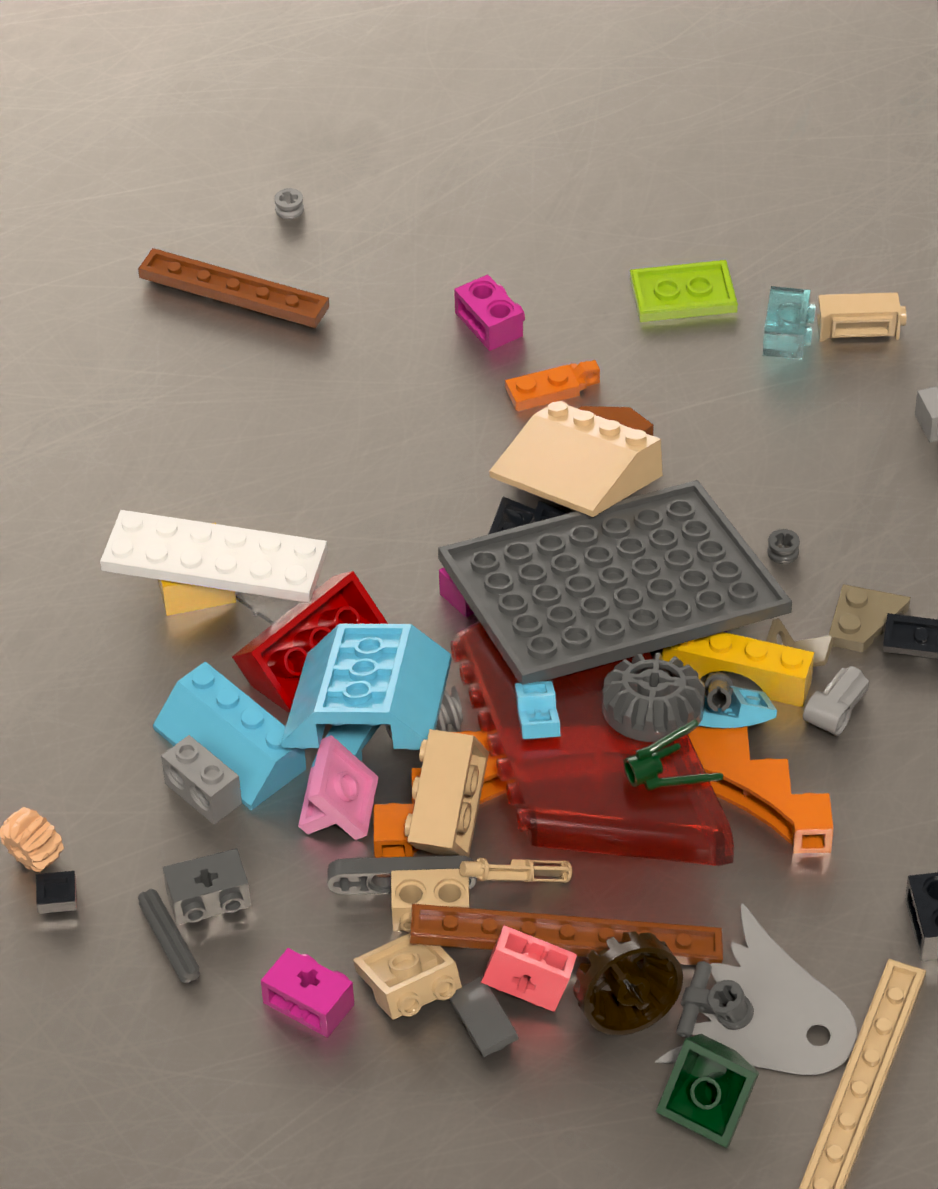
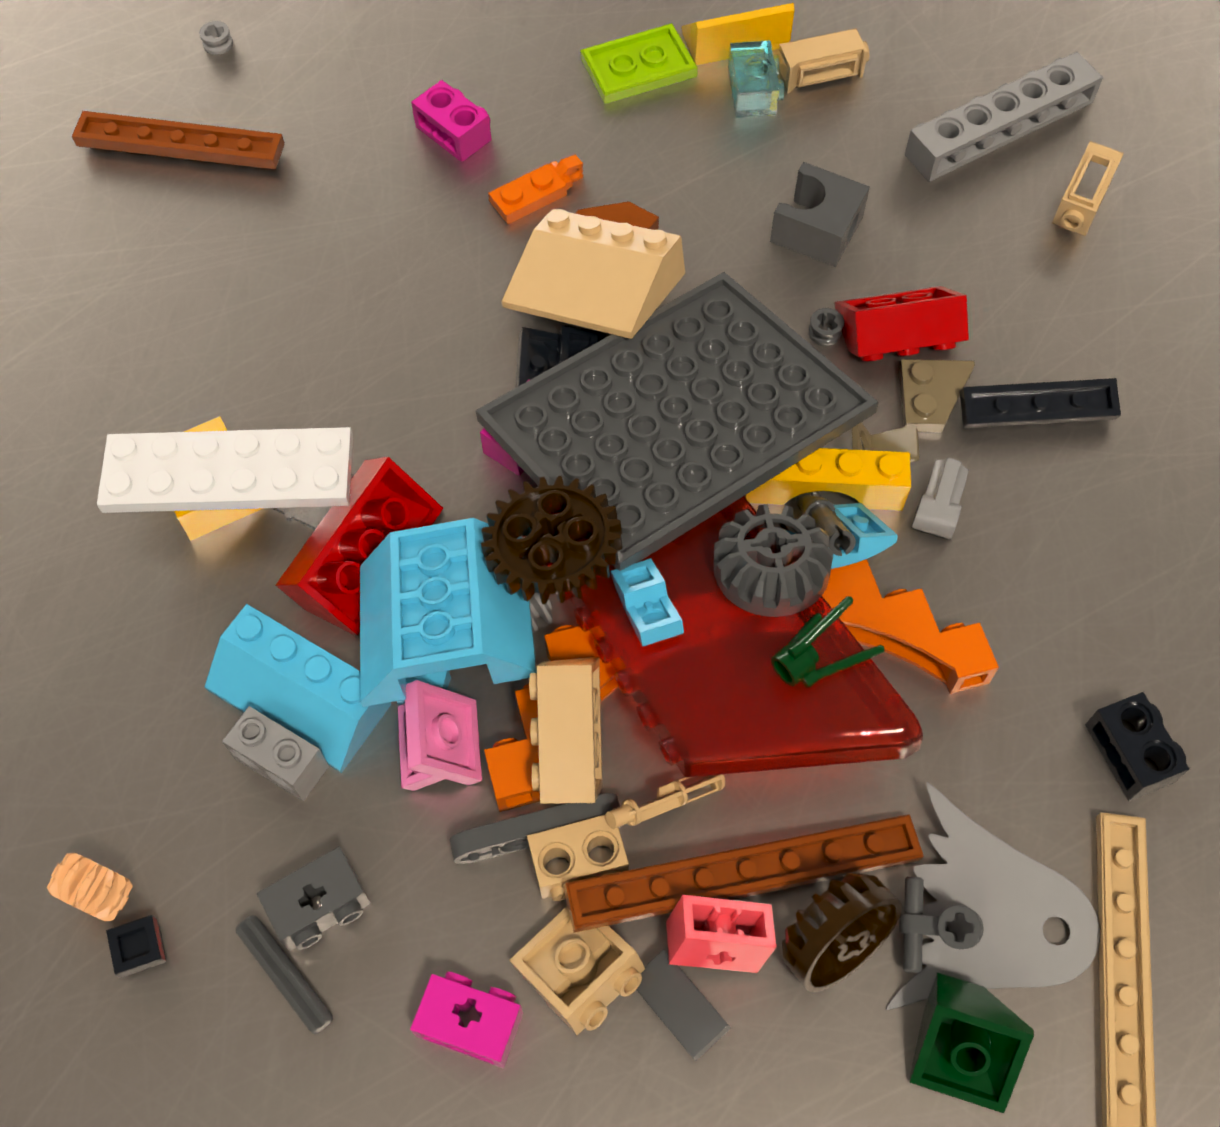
camera: 15 degrees left, 15 degrees up
(471, 647) = (552, 539): none -> dark brown gear
(757, 277) = (711, 38): none -> yellow slope
(817, 456) = (831, 221): none -> dark grey piece
(854, 554) = (904, 322): none -> red slope

